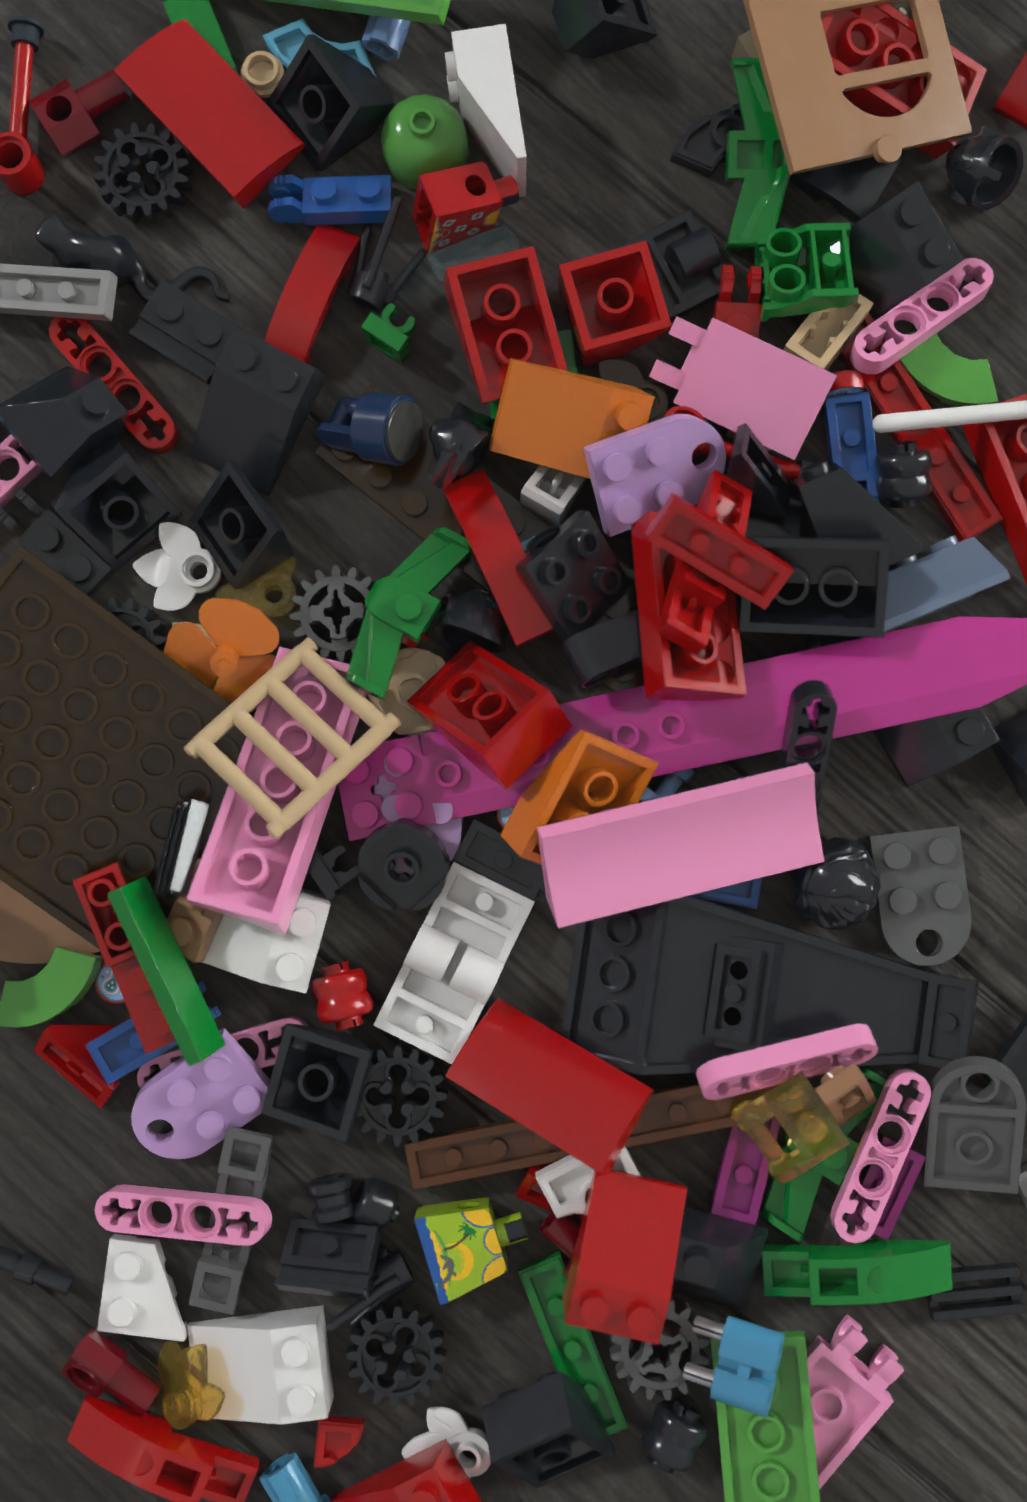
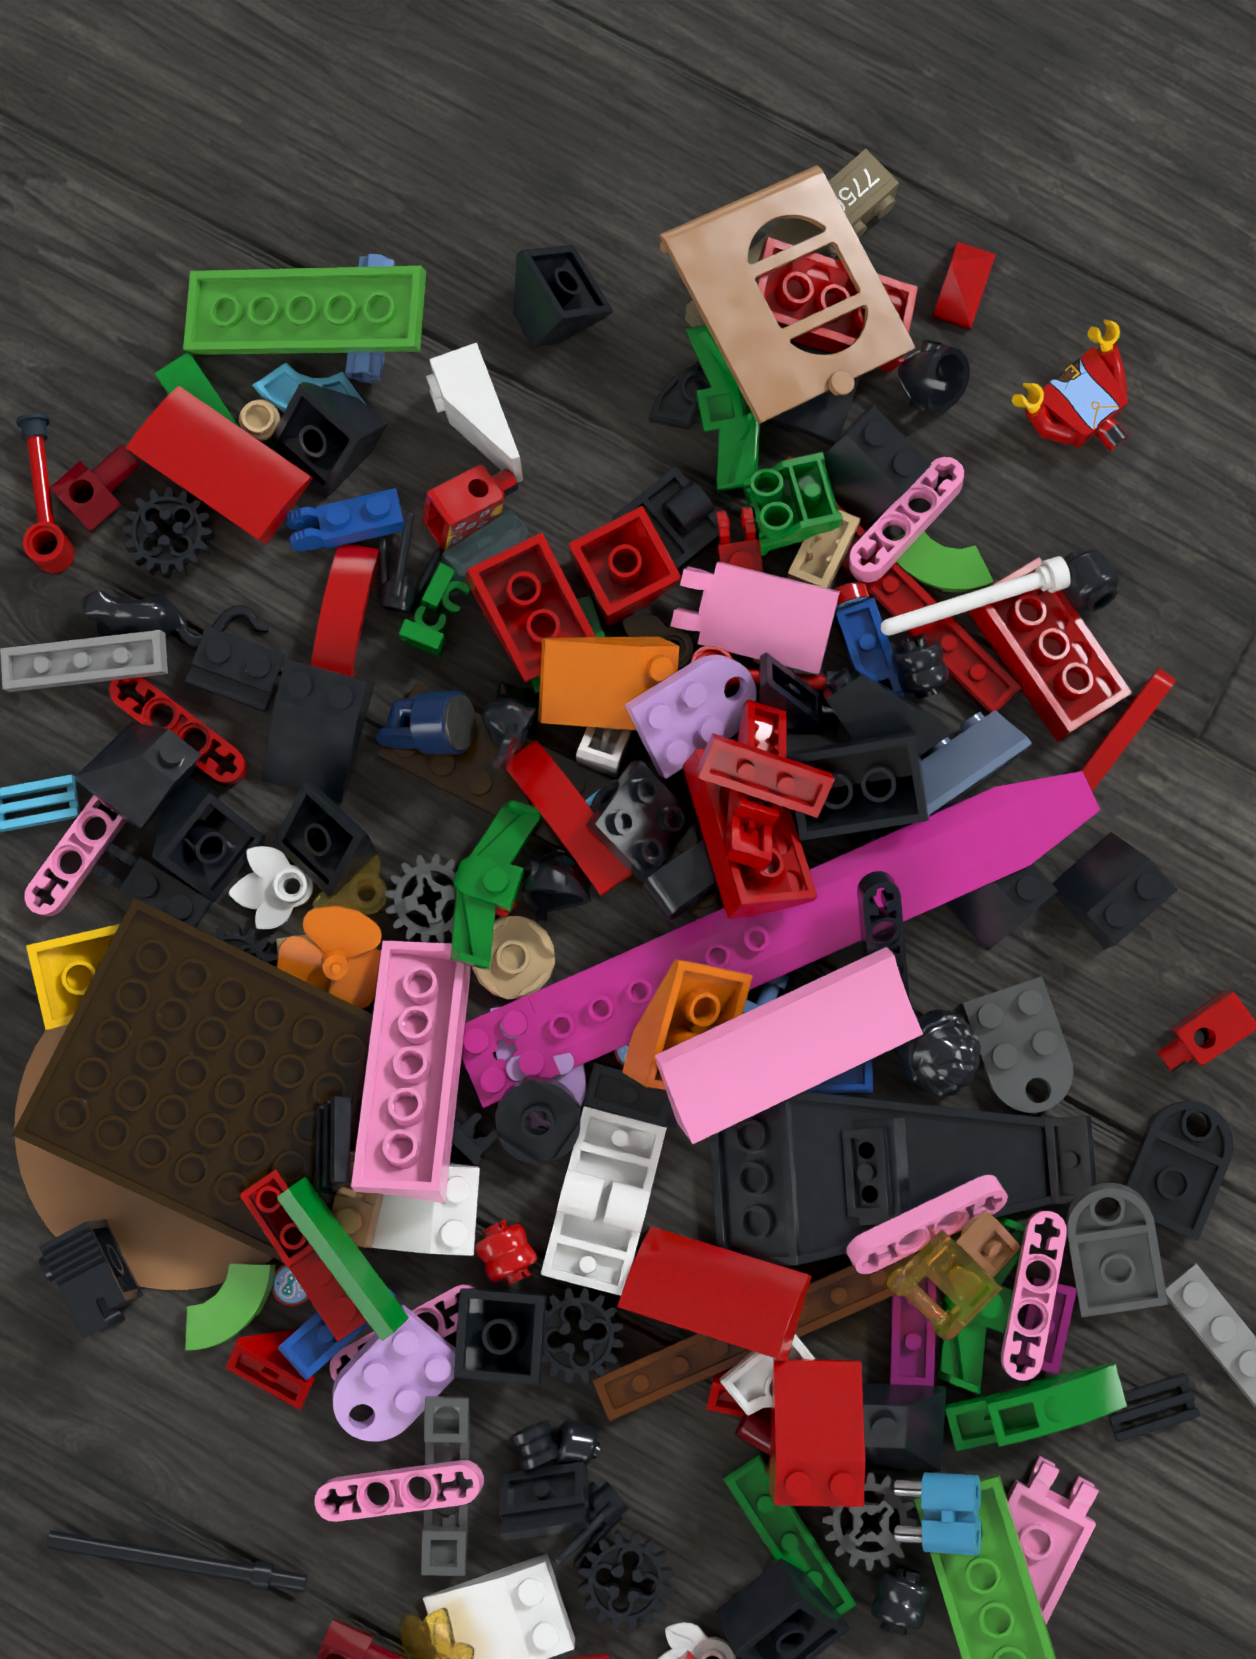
camera: 15 degrees left, 5 degrees down
(139, 1291) = (371, 1575): white wing -> none
(313, 788) = (442, 1061): tan bar -> none
(415, 289) = (440, 589): none -> green tile
(422, 138) = (420, 452): bright green cylinder -> none
(466, 1244) = (669, 1461): torso -> none
(491, 713) = (590, 961): red slope -> none

